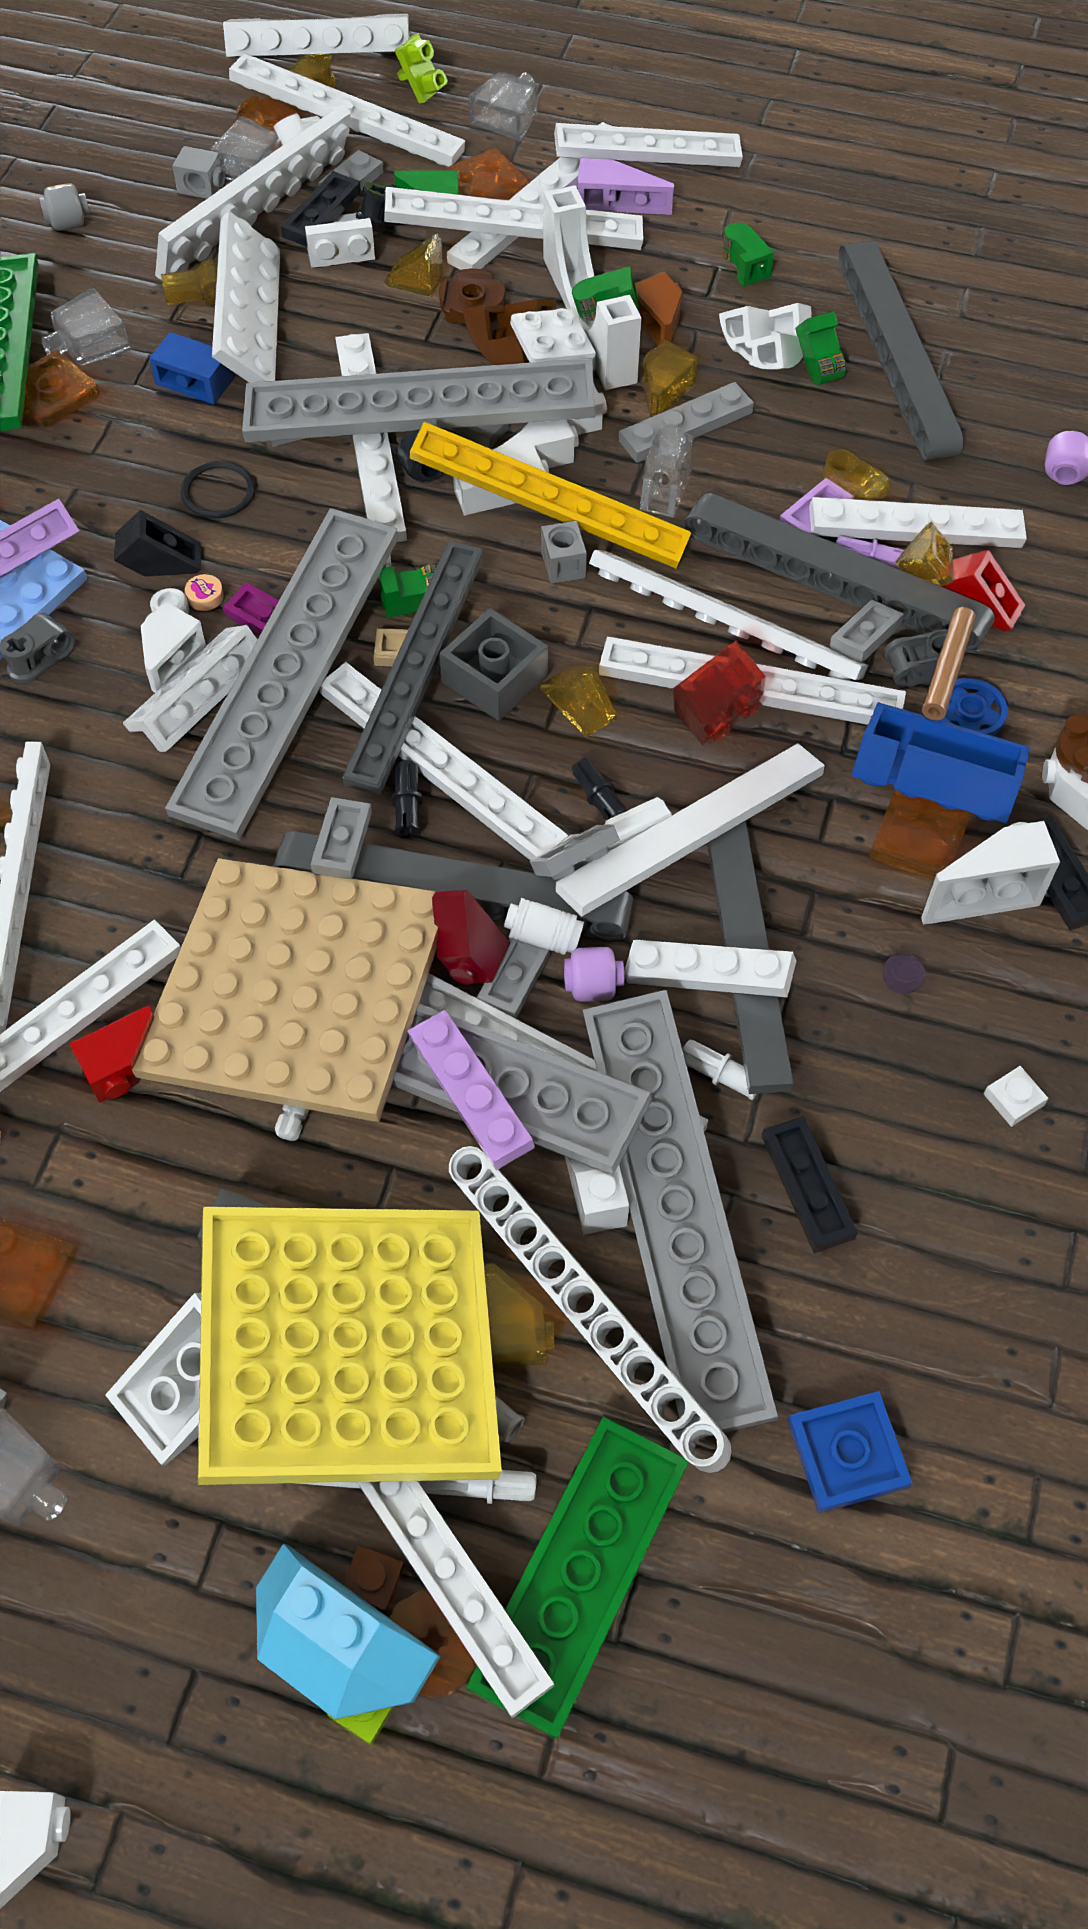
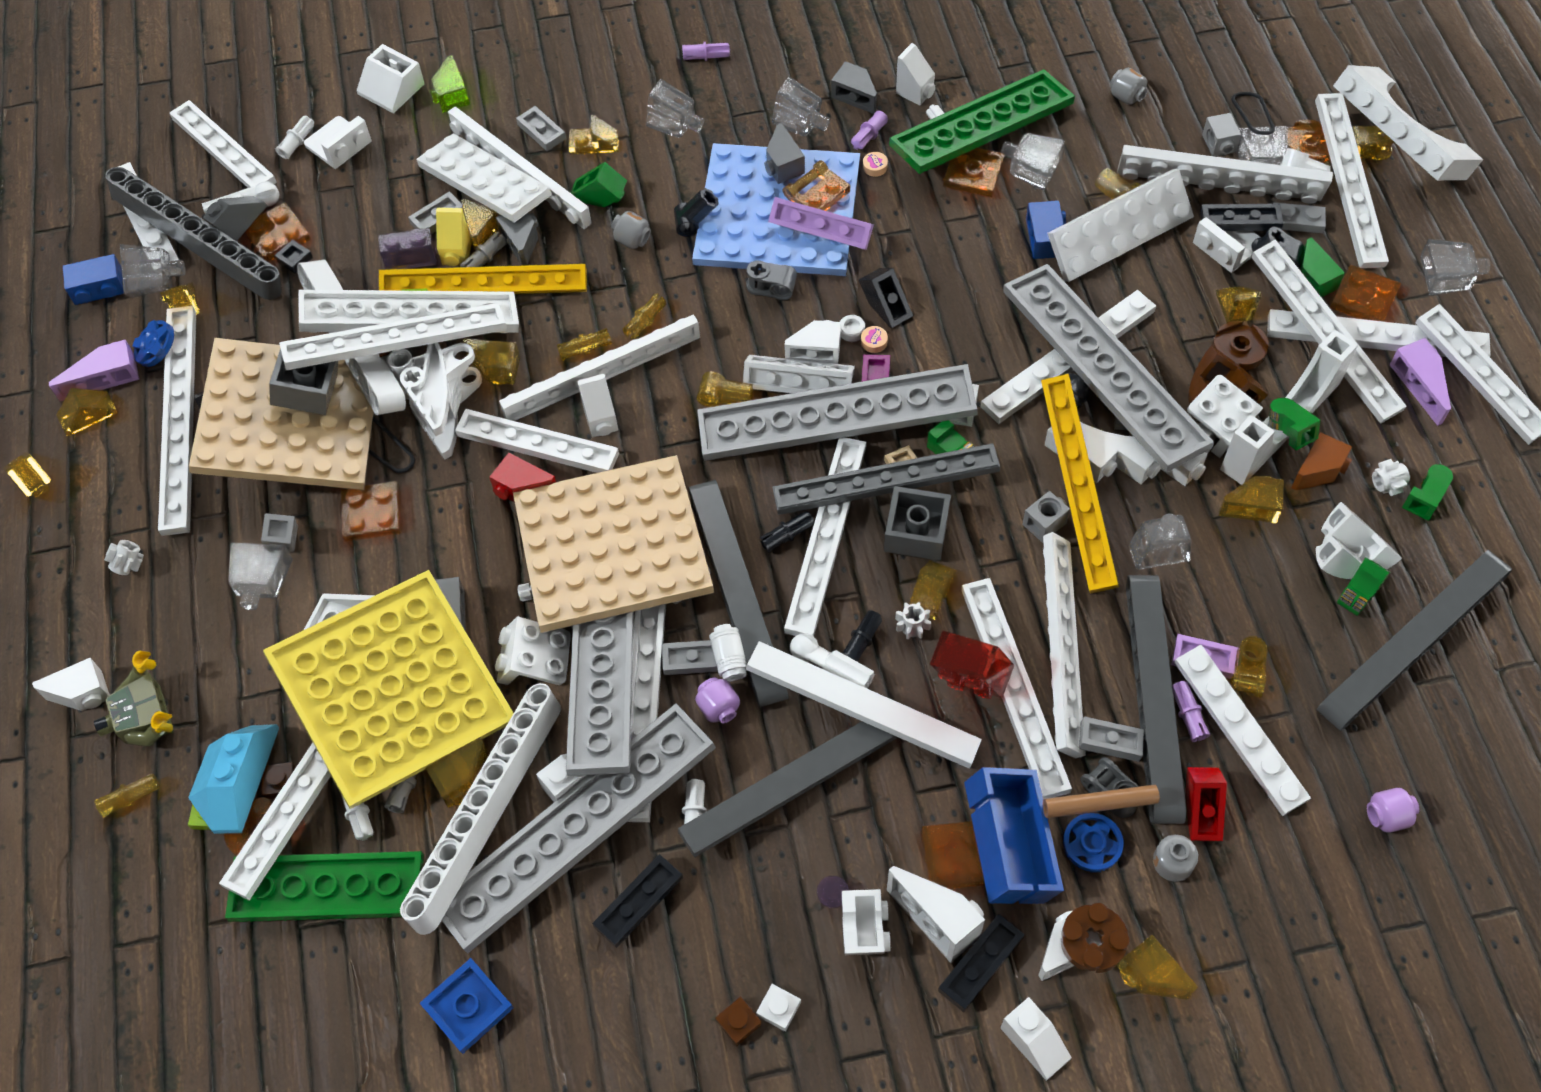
camera: 65 degrees right, 0 degrees up
(78, 910) = (598, 405): none -> white slope
(127, 1748) = (137, 707): none -> torso
(153, 777) = (716, 390): none -> clear yellow piece
(196, 141) = (1245, 118): none -> black piece
(217, 514) = (957, 319): black tyre -> none
(260, 1825) = (126, 795): none -> clear yellow axle
(341, 838) = (720, 508): light grey plate -> none
(386, 1158) = (532, 653): none -> white bracket
(418, 68) = (1431, 196): lime hips -> none
(467, 938) = (690, 615): dark red slope -> none
(471, 1090) = (581, 667): lavender plate -> none
(588, 845) = (781, 636): light grey plate -> none
(612, 732) = (913, 620): none -> white gear
(692, 417) = (1232, 535): light grey plate -> none
(710, 968) = (757, 766): white plate -> none
(713, 269) = (1390, 477): none -> white gear
(928, 557) = (1208, 750): clear yellow slope -> none
(964, 961) = (863, 922): none -> white cylinder
(1013, 1146) = (738, 1021): none -> reddish brown plate
(1033, 644) = (1175, 858): none -> light grey head

